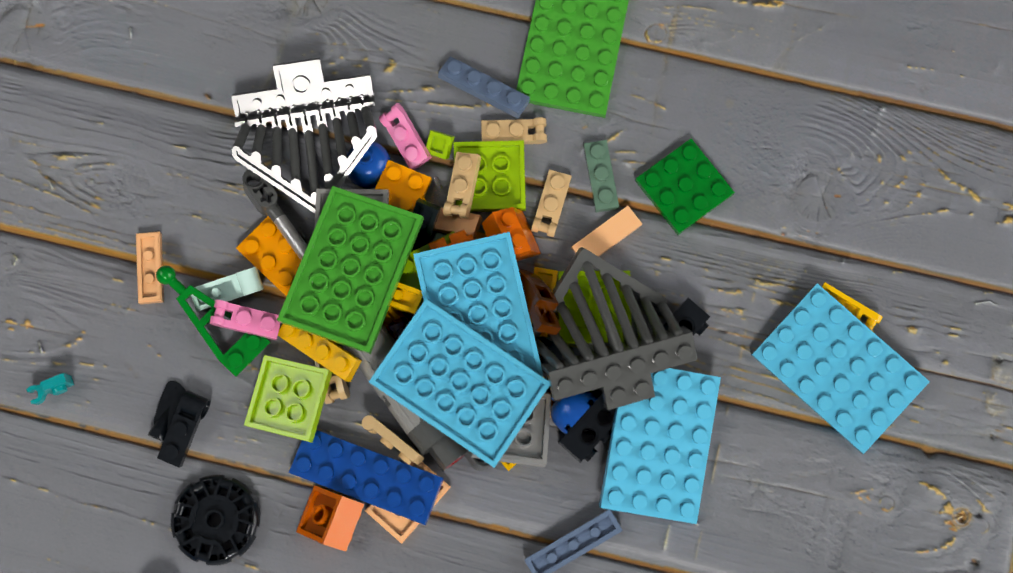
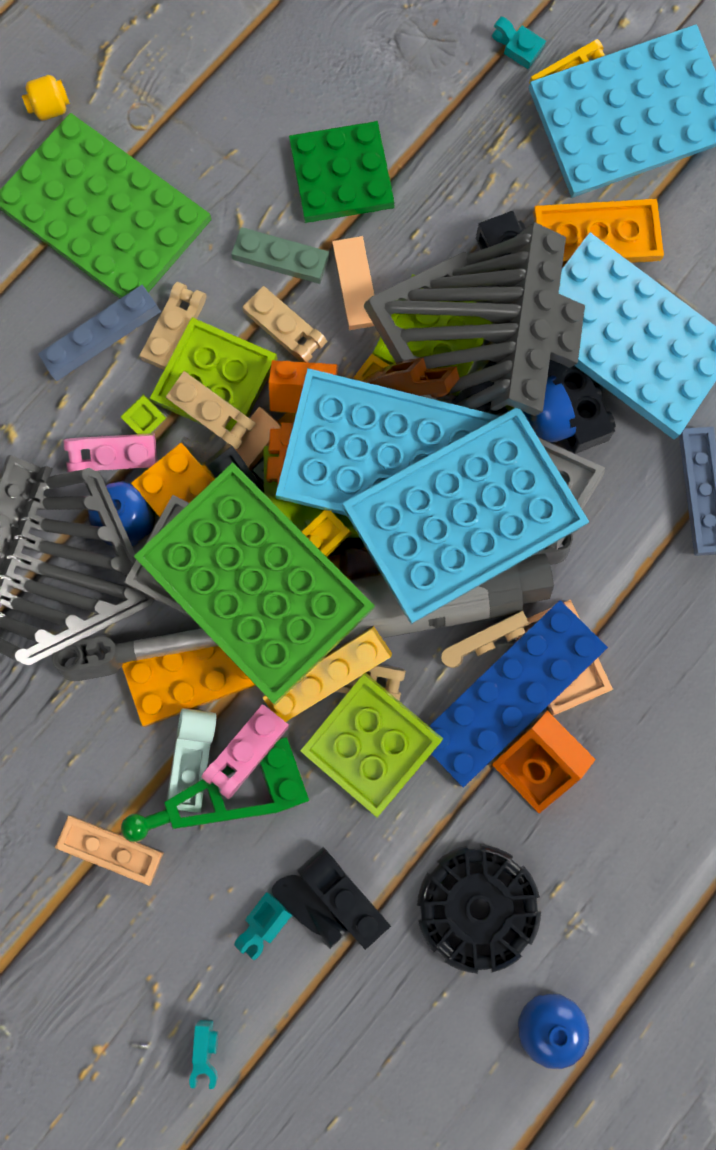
camera: 65 degrees left, 0 degrees up
(145, 386) = (265, 923): none -> teal plate
(740, 397) = (625, 226): none -> light orange plate
(850, 264) = (521, 45): none -> teal plate

